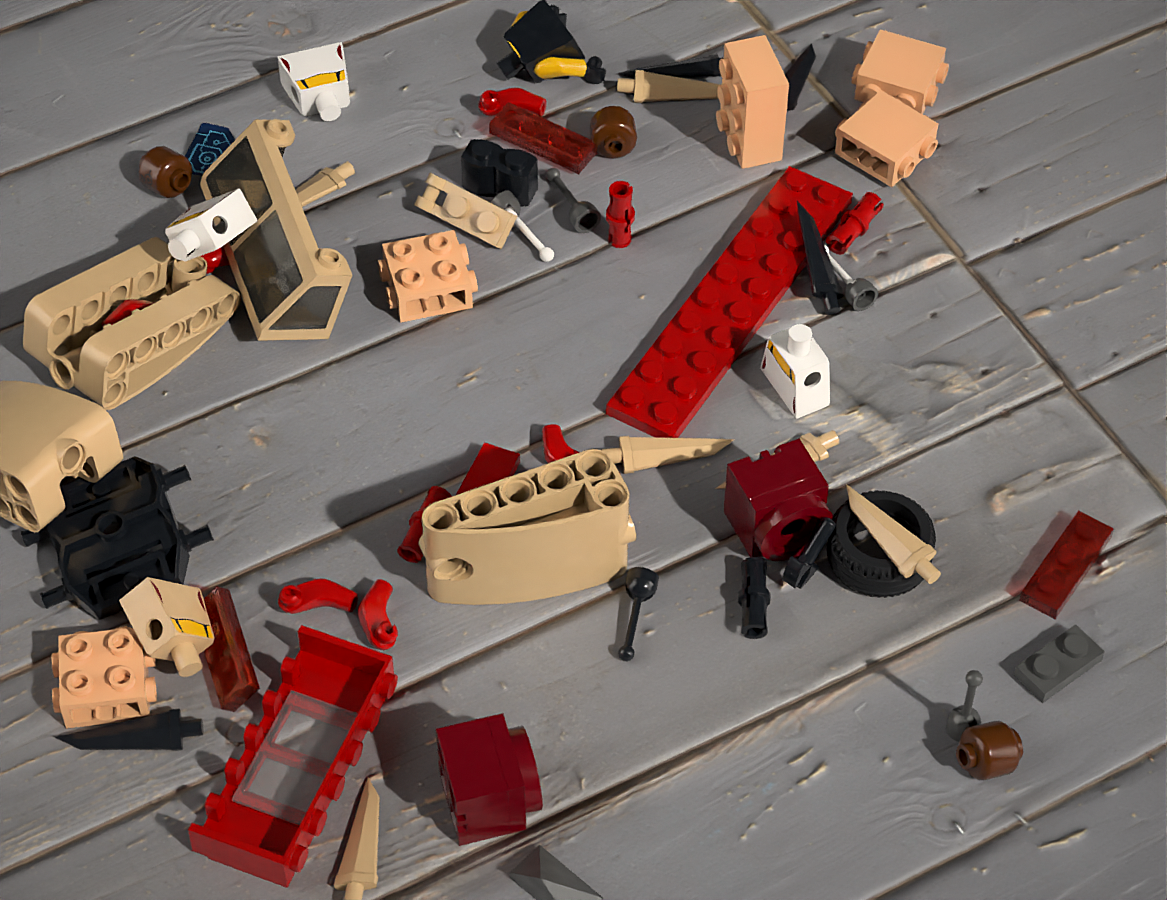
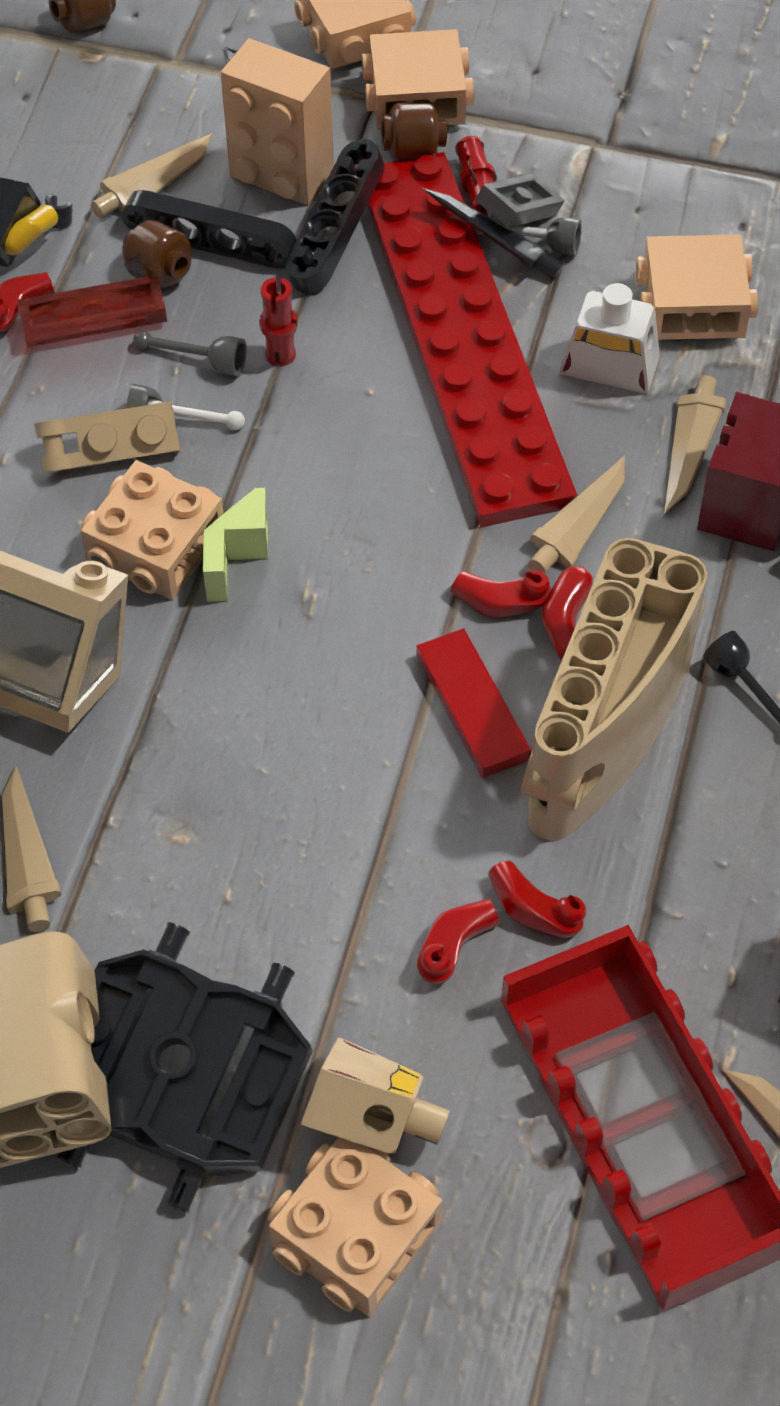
camera: 45 degrees left, 5 degrees up
(151, 732) = (464, 1238): black bar -> none
(168, 394) = (28, 868): none -> tan bar
(228, 655) = (452, 1077): clear red plate -> none
(409, 548) = (464, 773): red pin -> none
(468, 311) = (234, 536): none -> yellowish green slope
(491, 170) = (96, 373): black brick -> none
(661, 139) = (269, 243): none -> black beam
(687, 68) = (152, 138): black bar -> none
(691, 203) = (331, 214): none -> black beam
(844, 167) = (412, 131): none -> reddish brown head
(852, 250) = (519, 200): none -> dark grey plate
(890, 377) = (698, 286): none -> light nougat brick

